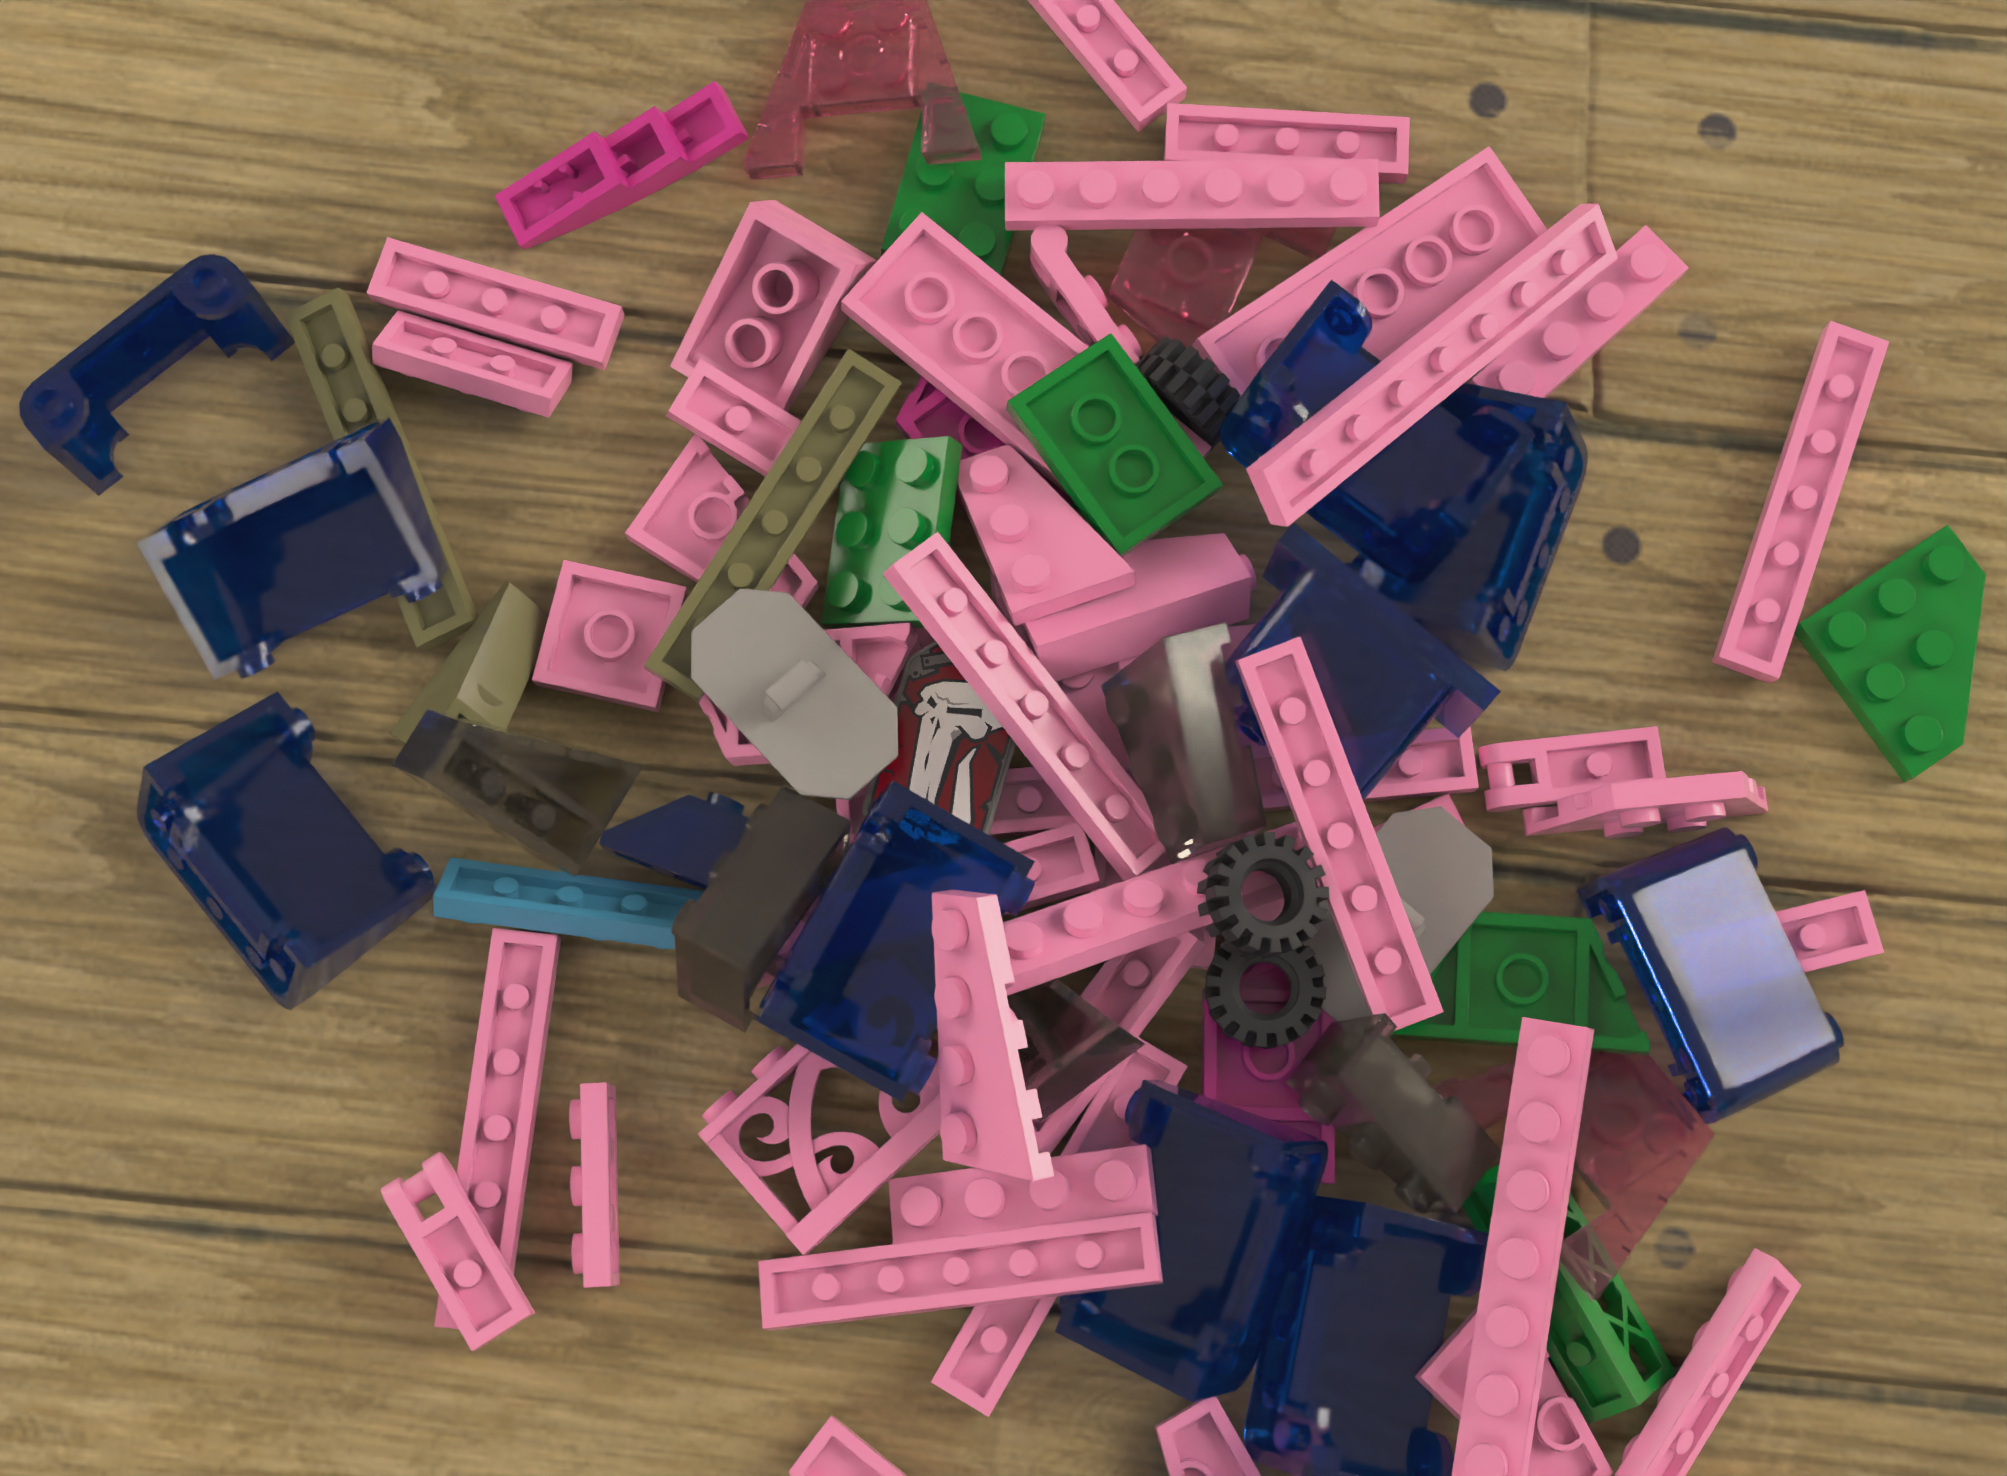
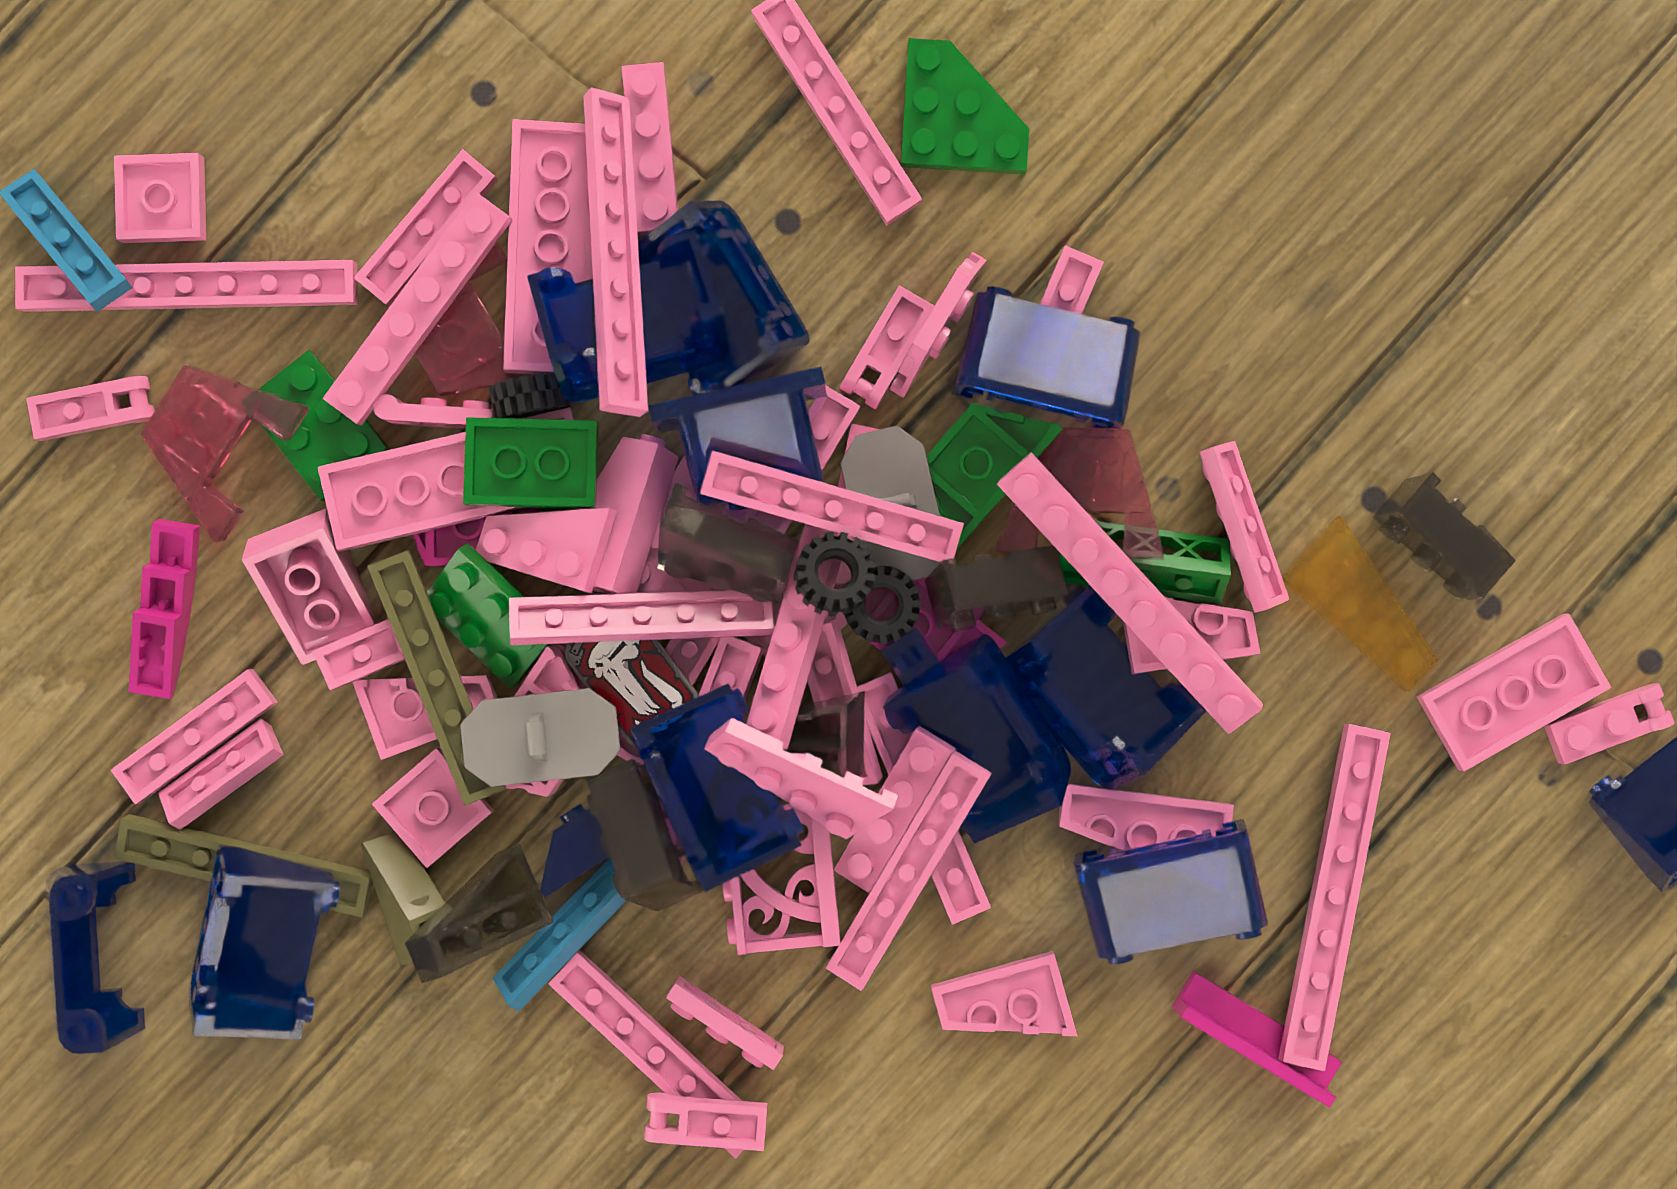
camera: 45 degrees left, 10 degrees up
(276, 850) = (420, 1068): clear blue windscreen -> none
(1227, 1071) = (910, 656): none -> clear blue tile

